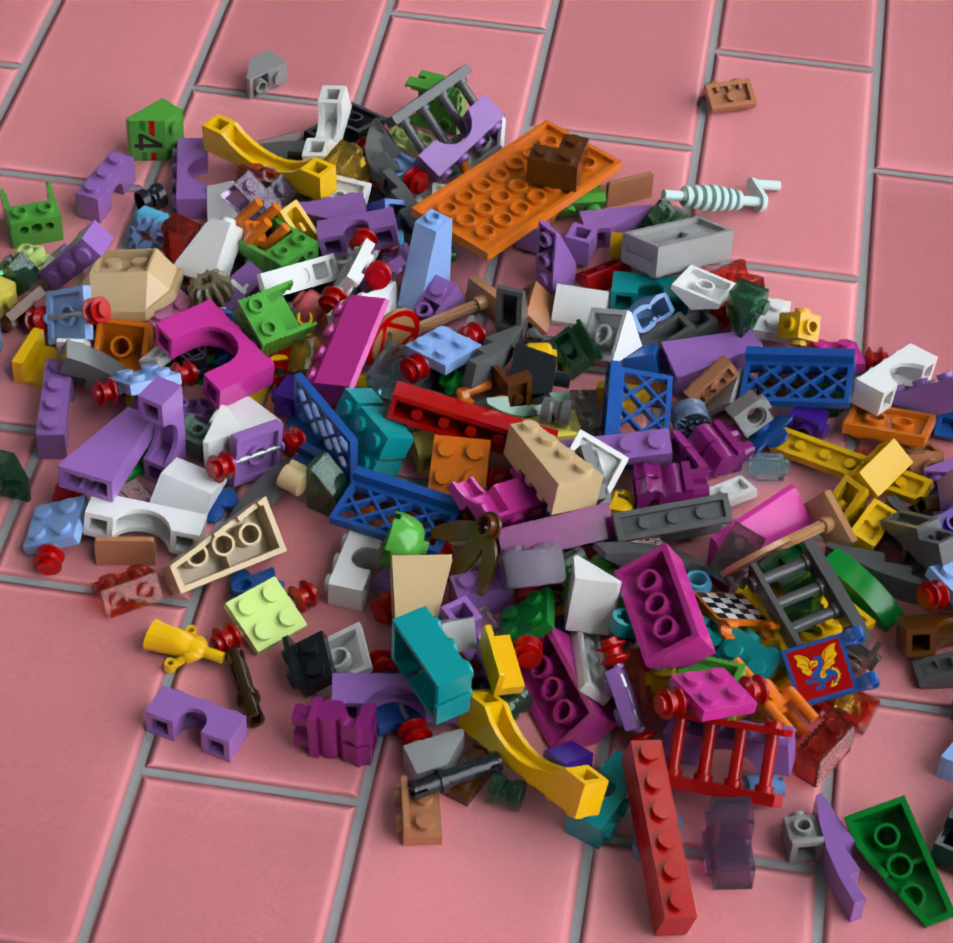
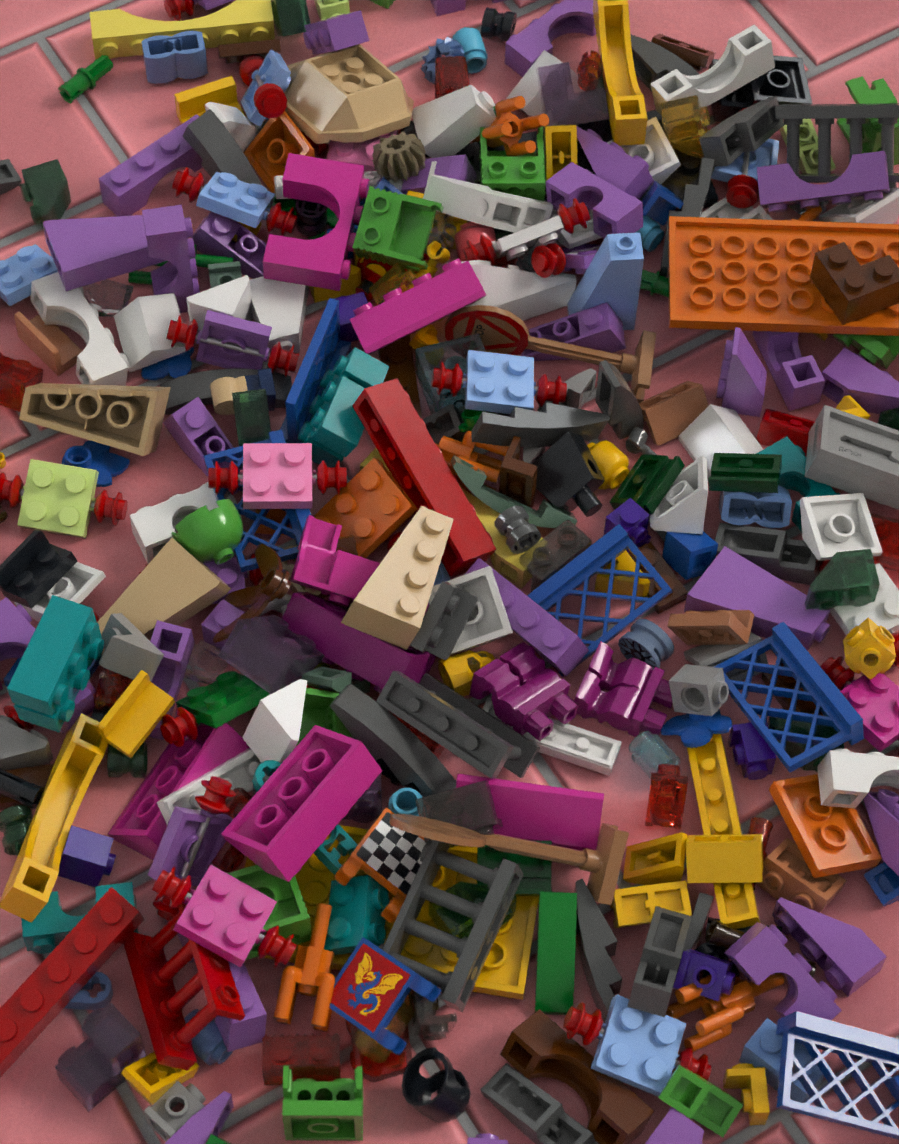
camera: 50 degrees right, 15 degrees up
(305, 519) = (197, 433): none -> medium lavender slope
(394, 486) = (277, 476): none -> bright pink plate
(594, 369) = (632, 519): none -> dark purple brick
(627, 295) = (745, 472): none -> dark green plate
(771, 831) = (153, 1079): none -> yellow slope
(804, 462) = (666, 797): none -> clear red hips
(873, 755) = (323, 1108): none -> bright green piece
(906, 694) = (451, 1086): none -> black helmet

